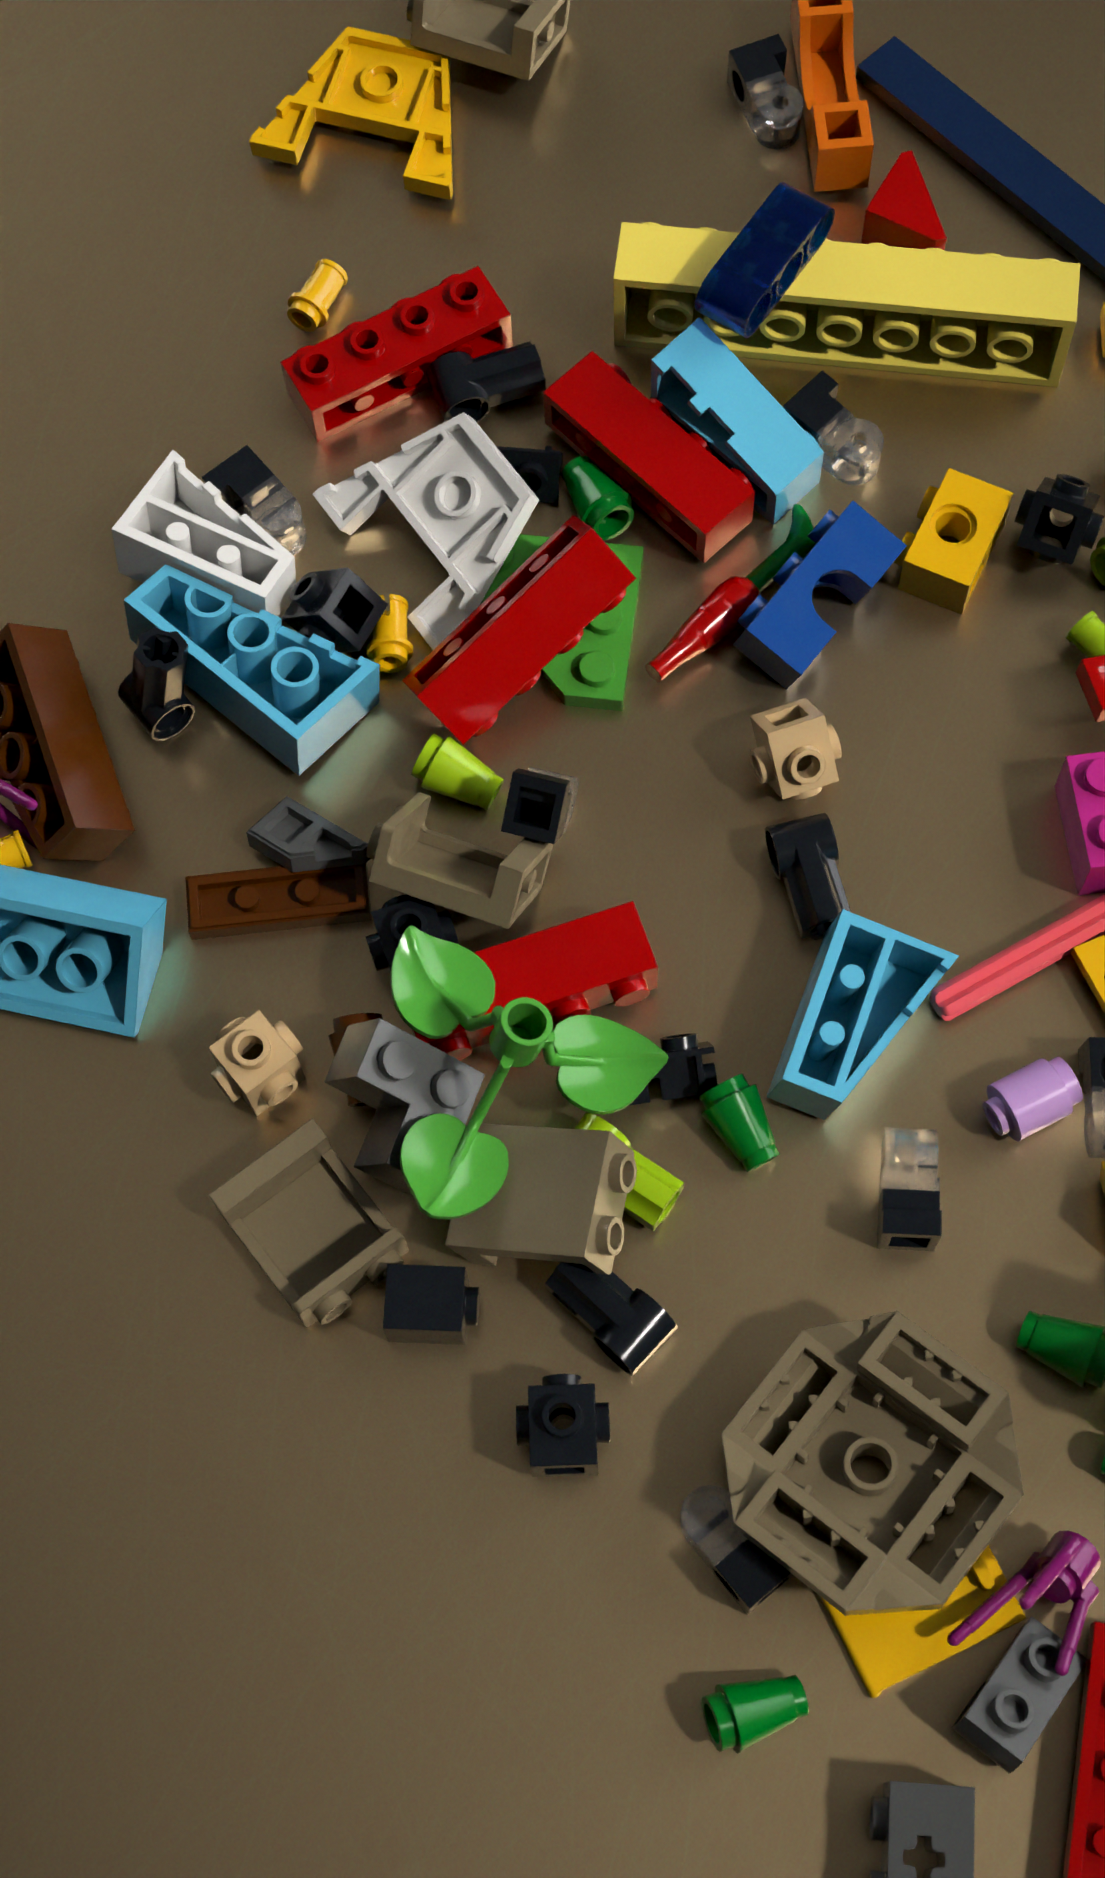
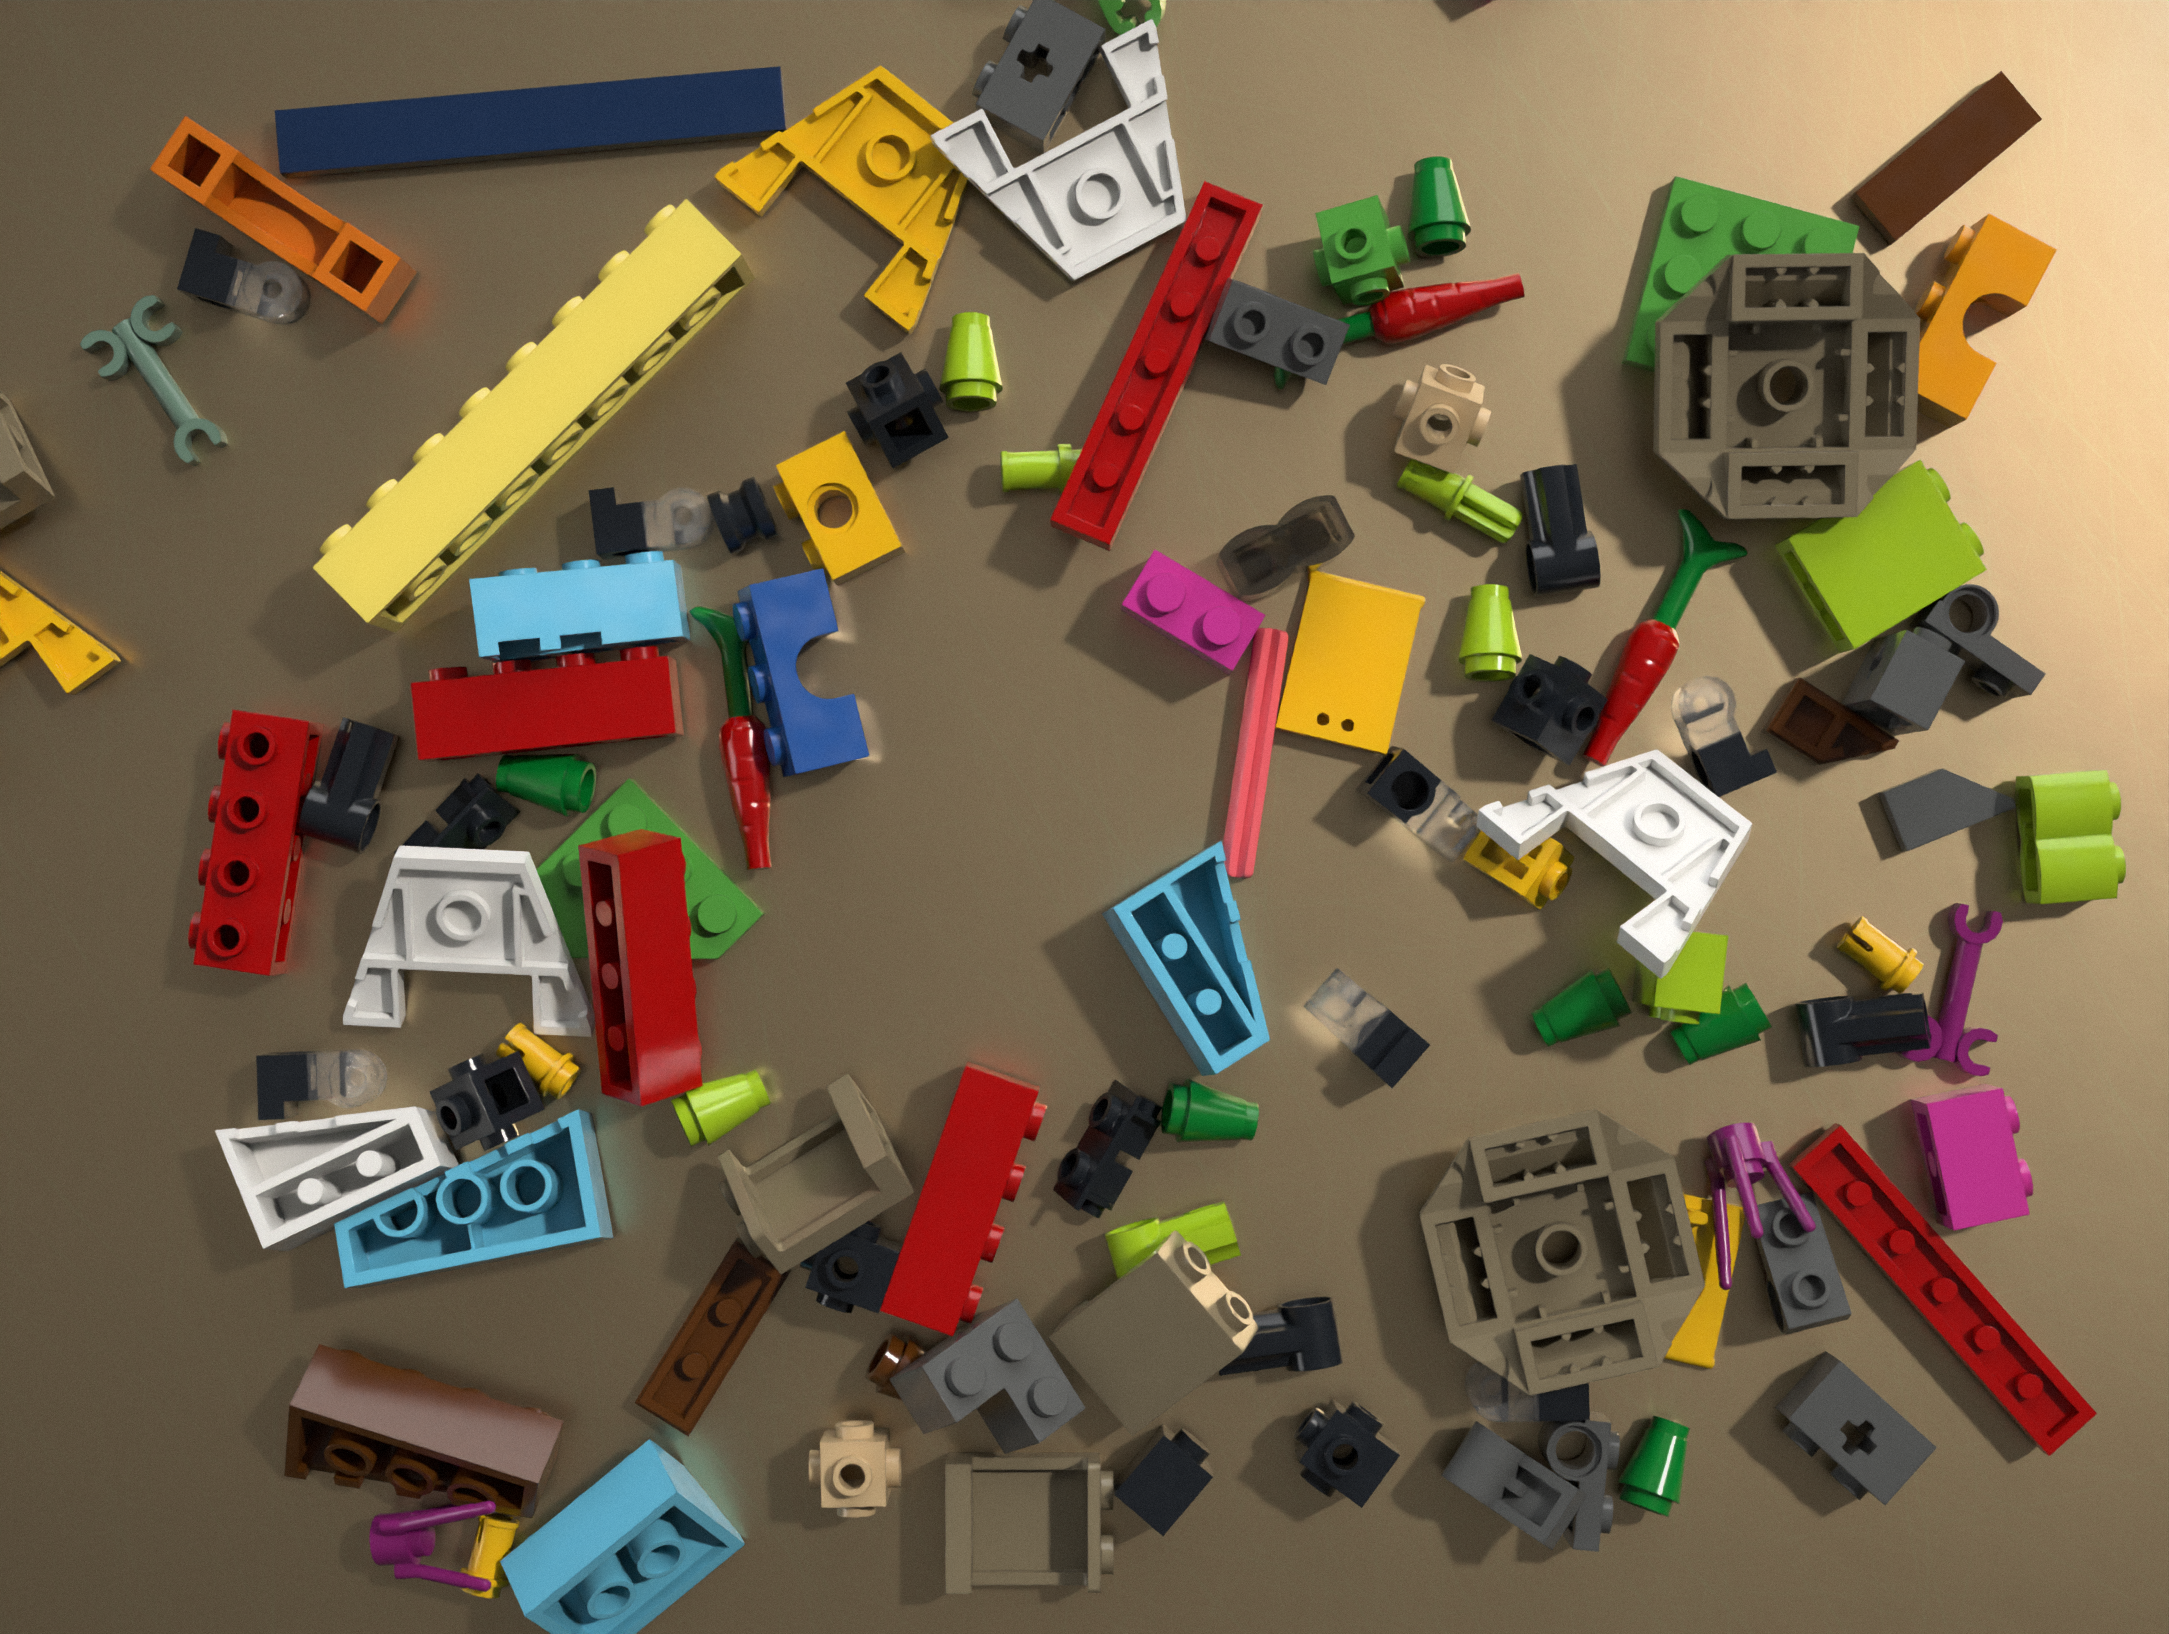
camera: 50 degrees left, 20 degrees up
(157, 684) = (443, 1307): black piece -> none
(304, 839) = (680, 1280): dark grey tile -> none
(310, 305) = (133, 865): yellow pin -> none
(445, 984) = (1081, 1200): bright green plant -> none
(539, 804) = (810, 1063): black leg -> none
(645, 1585) = (1514, 1485): none -> dark grey plate
(663, 67) = (132, 344): none -> sand green bar
(673, 1676) = (1586, 1474): none -> dark grey plate
(764, 259) = (466, 484): clear blue beam -> none
(795, 750) = (941, 817): tan brick -> none
(807, 860) = (1034, 882): black piece -> none
(892, 483) = (742, 515): none -> black wheel
(903, 210) = (481, 276): red slope -> none
(1032, 1098) = (1372, 870): lavender brick -> none

